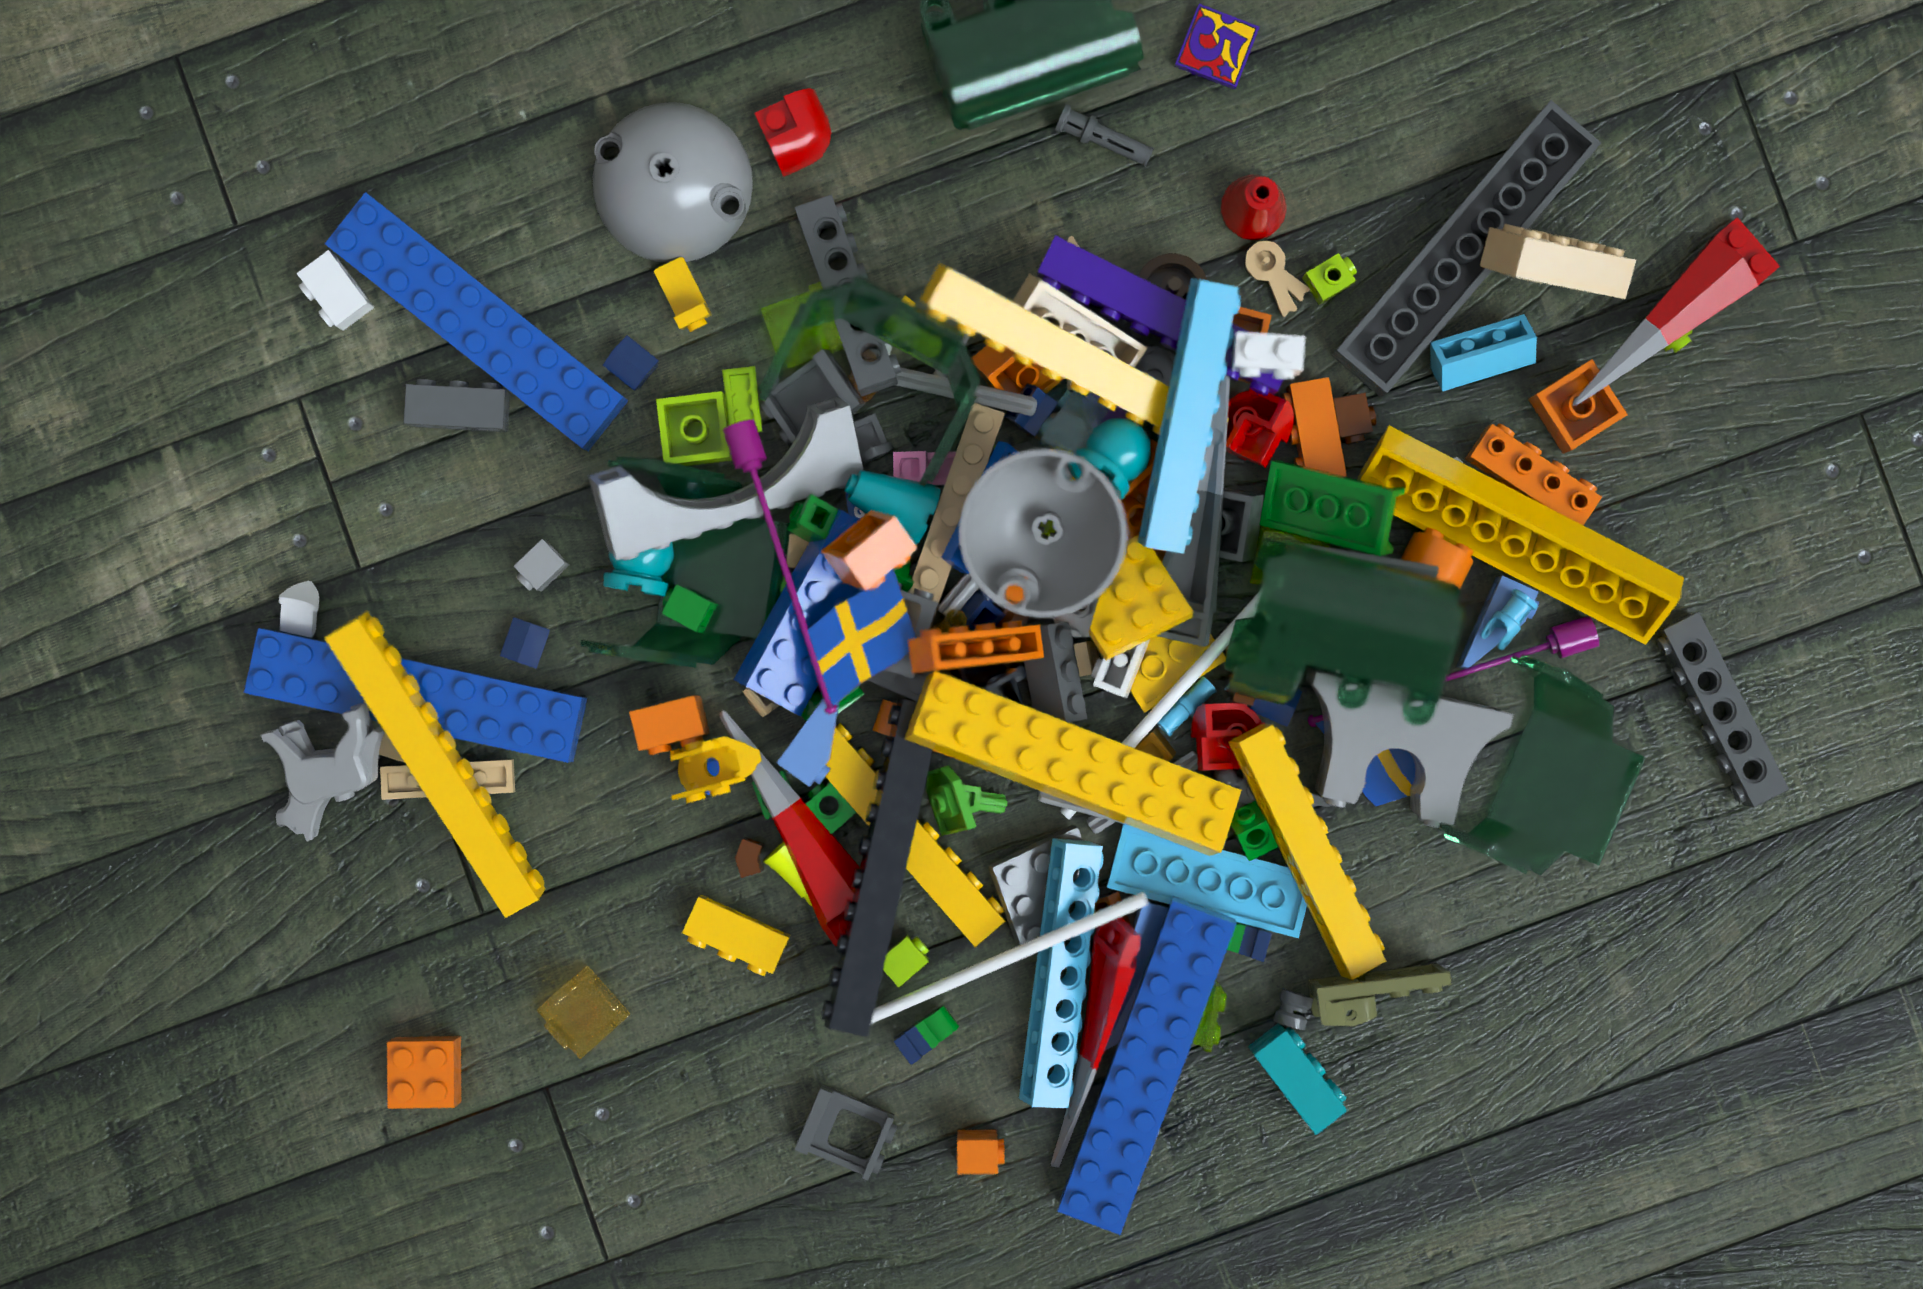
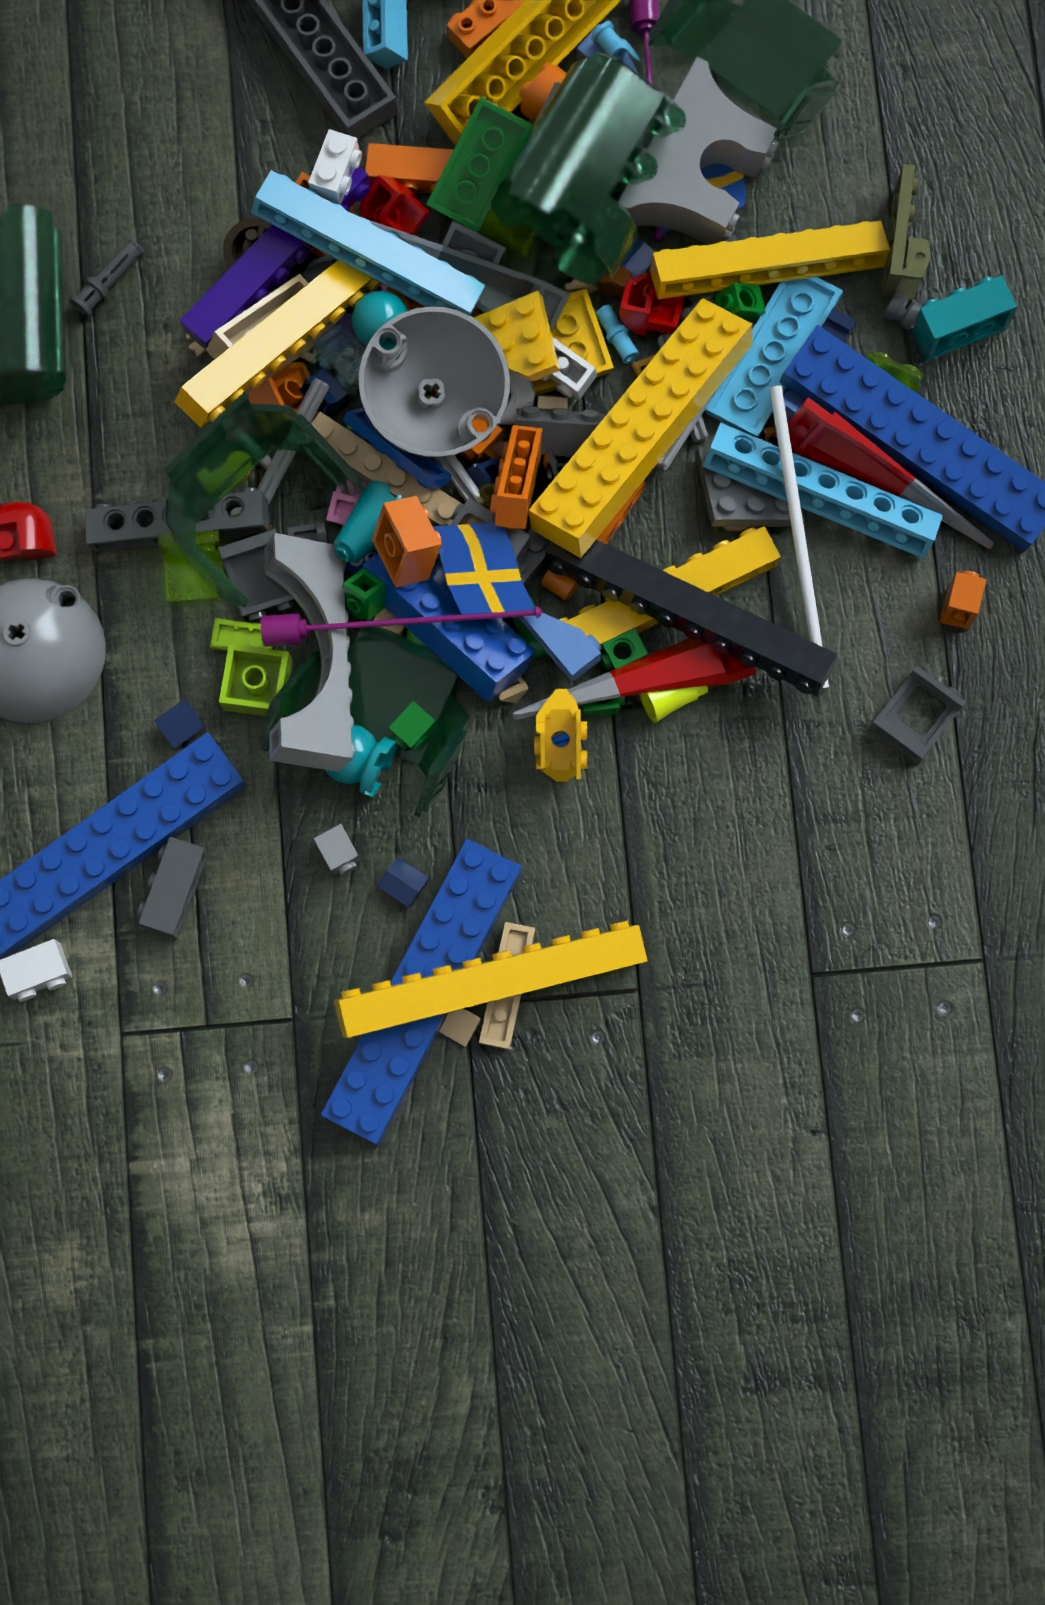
camera: 70 degrees left, 10 degrees down
(299, 609) = (313, 1078): white tile -> none
(325, 773) = (471, 1089): light grey animal -> none
(424, 1072) = (769, 1075): orange brick -> none
(582, 1012) = (751, 919): clear yellow panel -> none
(669, 723) = (511, 763): orange brick -> none
(683, 294) = (134, 662): yellow bracket -> none
(735, 935) = (717, 764): yellow brick -> none
(749, 858) = (649, 733): reddish brown piece -> none
(905, 959) = (779, 614): lime brick -> none
(925, 1034) = (847, 624): leg -> none
(956, 802) = (650, 539): bright green piece -> none
(1182, 685) = (592, 319): white piece -> none
(1217, 46) = (59, 168): tile -> none
(1253, 207) = (203, 169): red cone -> none
(1266, 263) = (254, 171): tan piece -> none
(1319, 282) = (285, 126): lime brick -> none
(1354, 417) = (409, 132): reddish brown brick -> none

